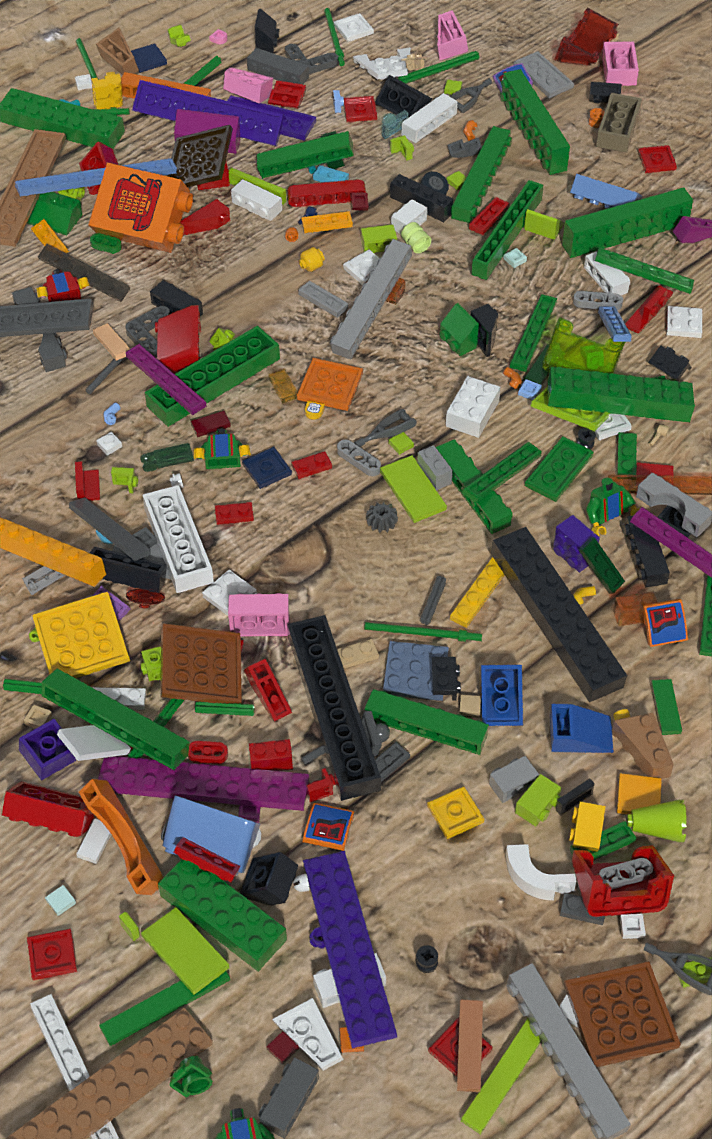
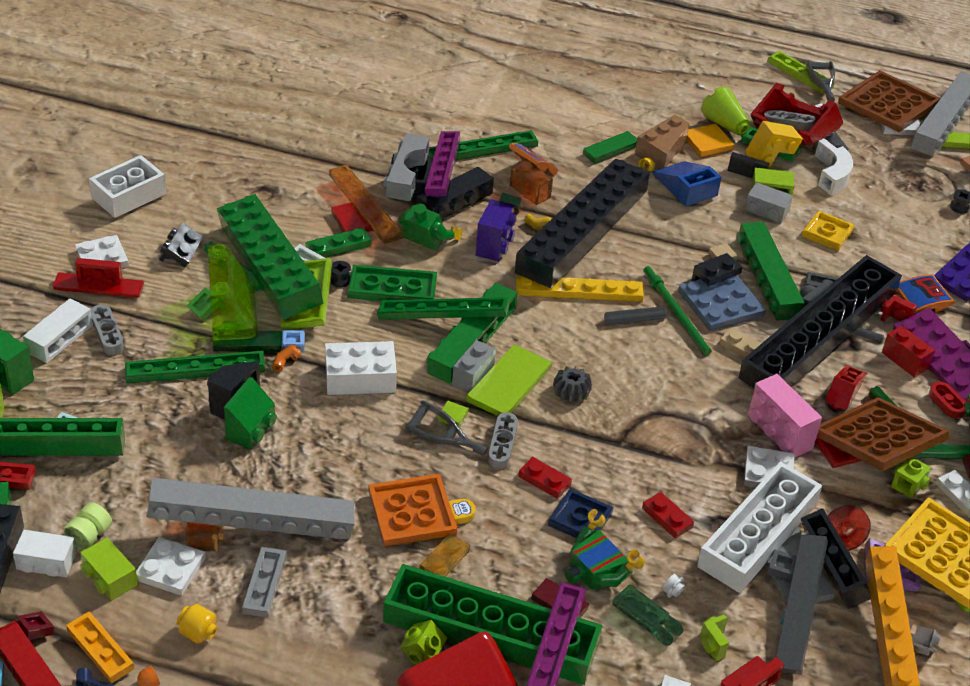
camera: 125 degrees left, 10 degrees down
(502, 695) = (693, 234): blue slope -> none
(614, 324) = (168, 277): medium blue tile -> none
(644, 270) = (41, 296): green tile -> none
(662, 430) = (287, 228): tan hand -> none

